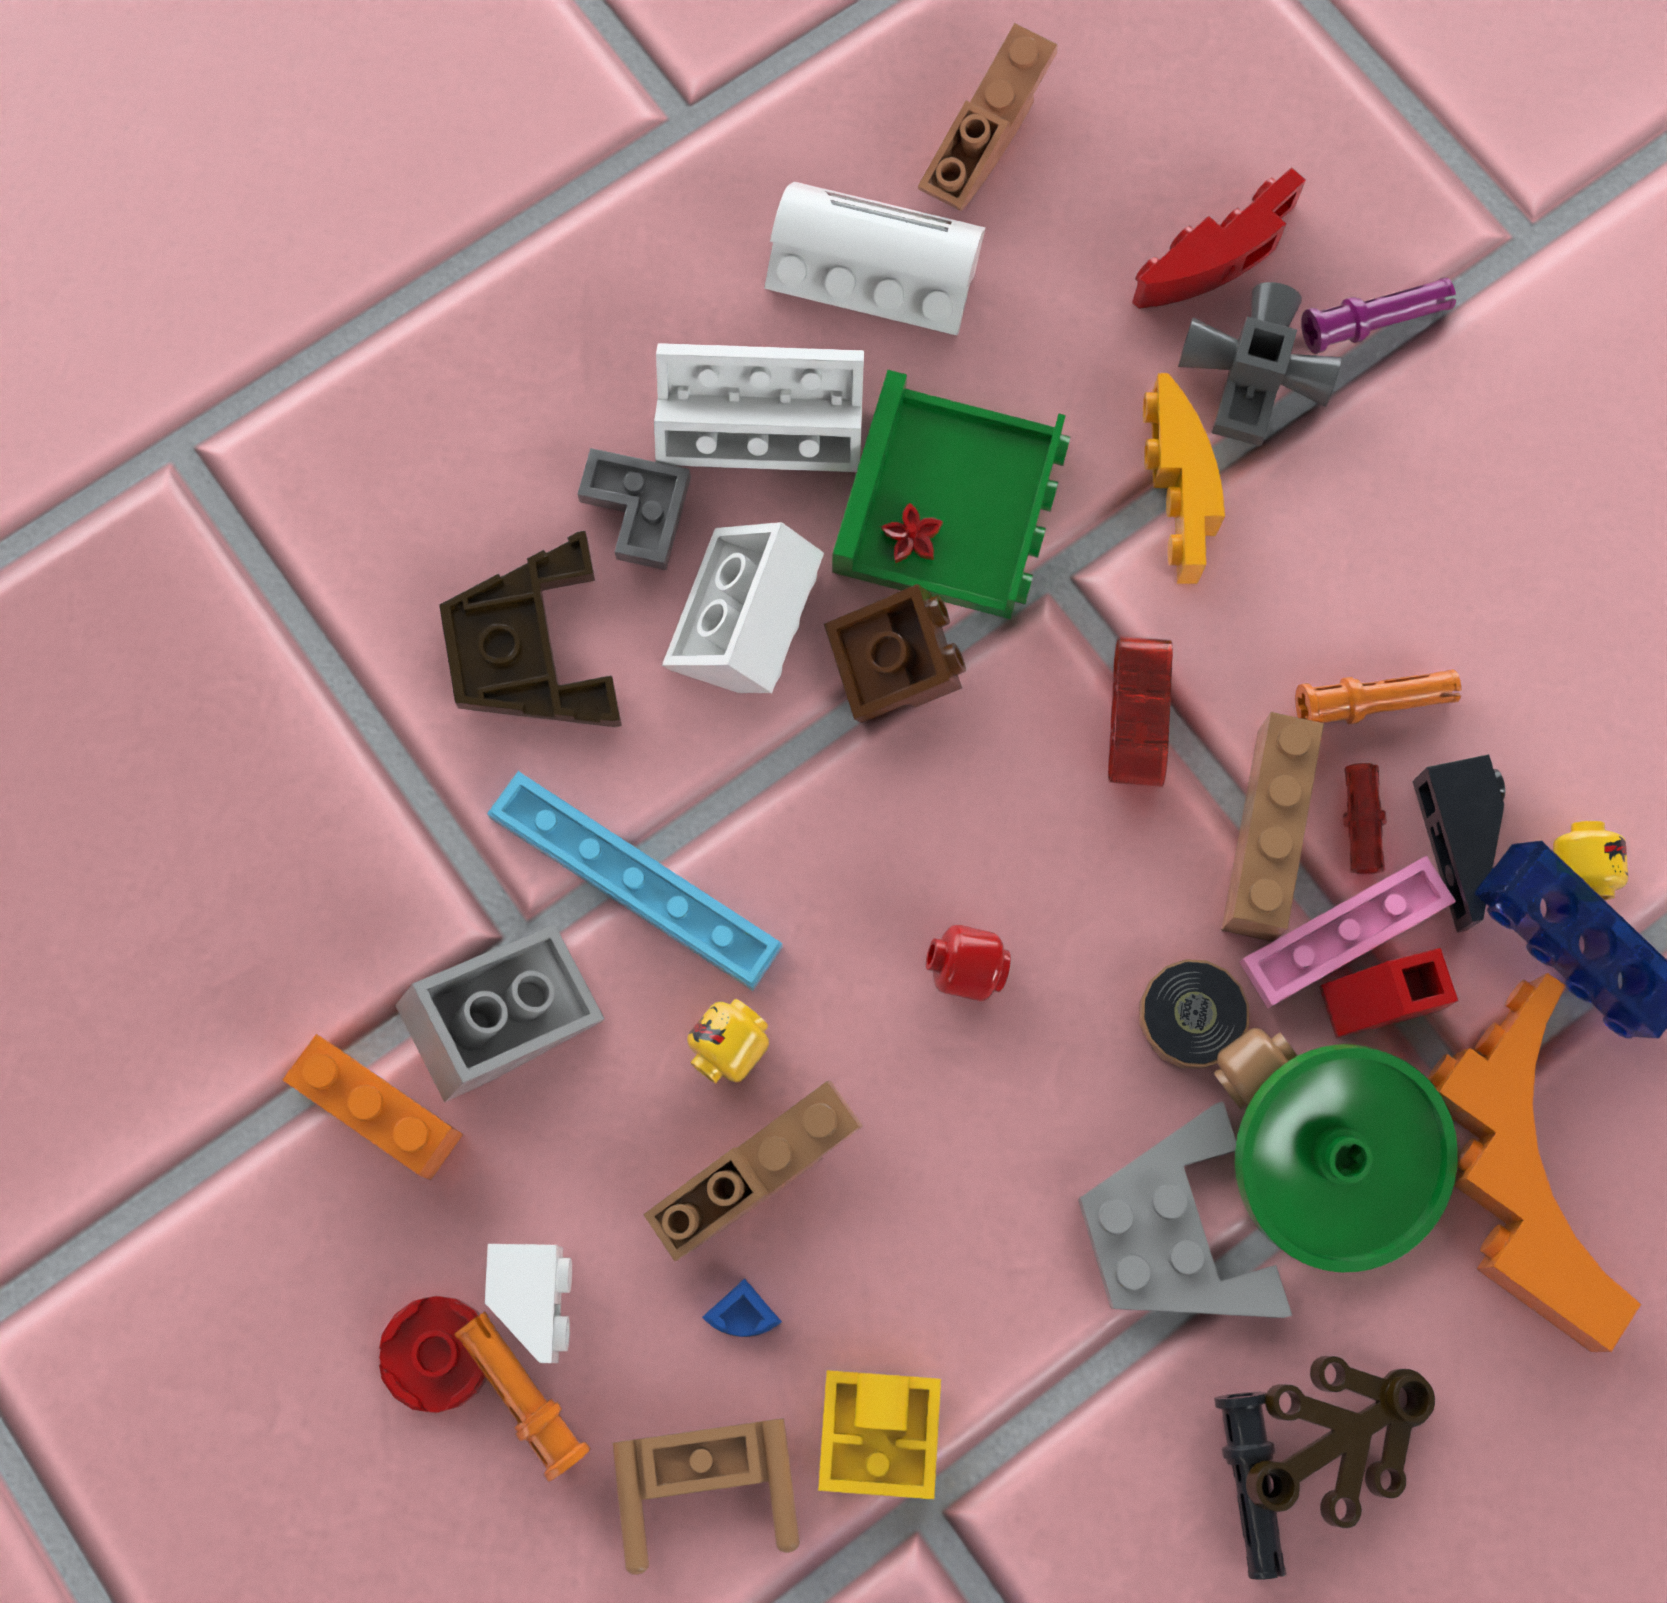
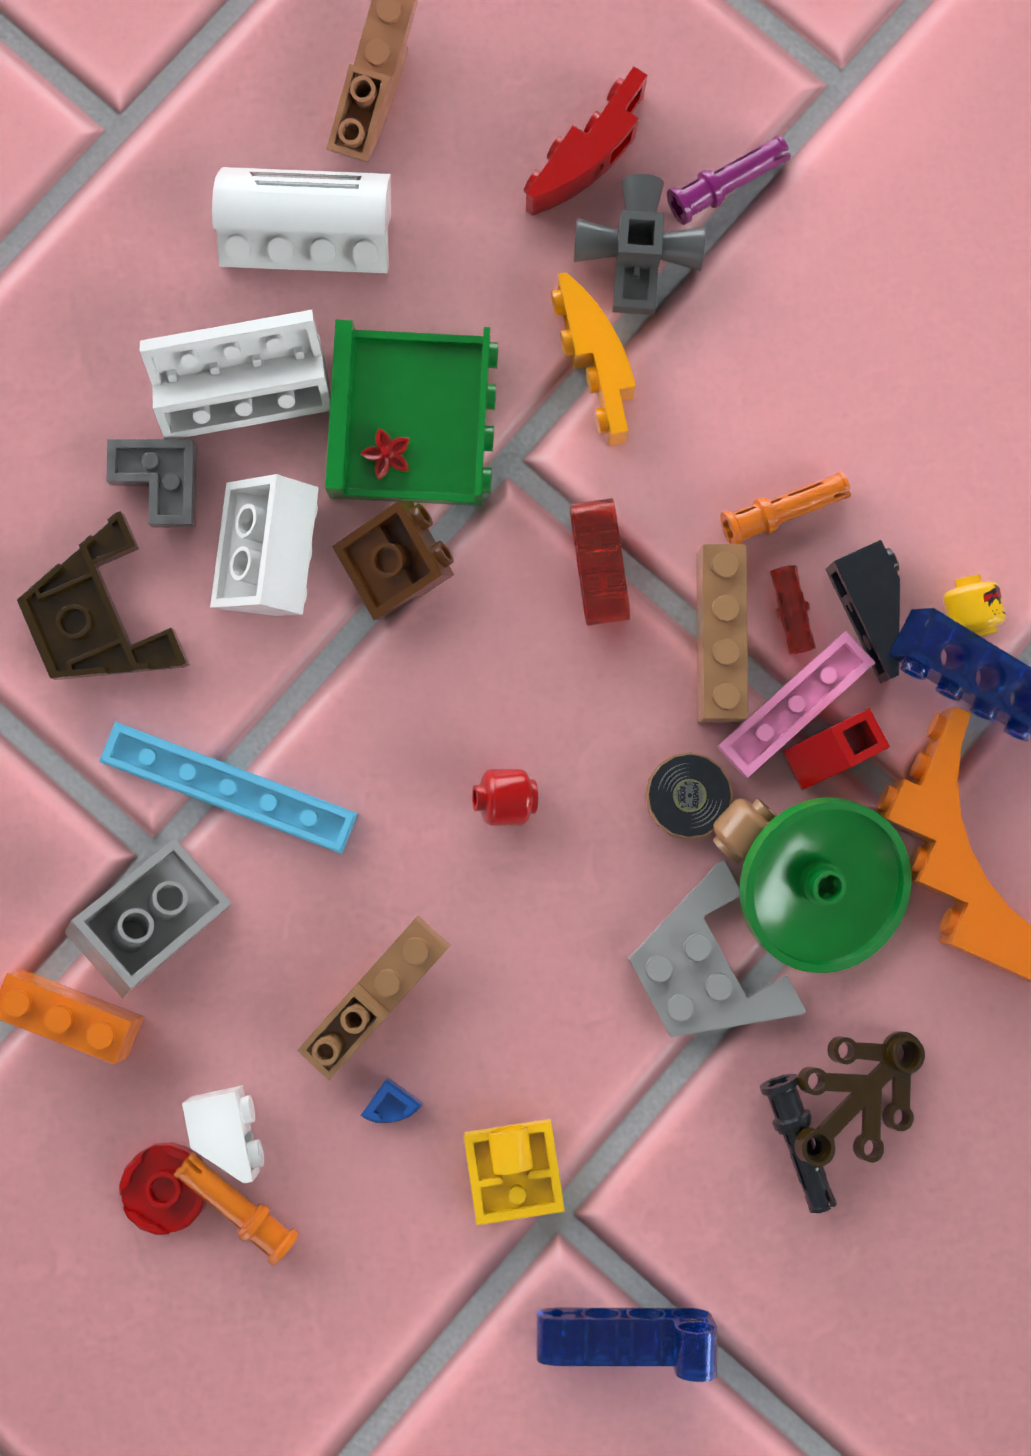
camera: 15 degrees left, 10 degrees up
(703, 1463) = (383, 1225): medium nougat plate -> none
(728, 1041) = (331, 902): yellow head -> none

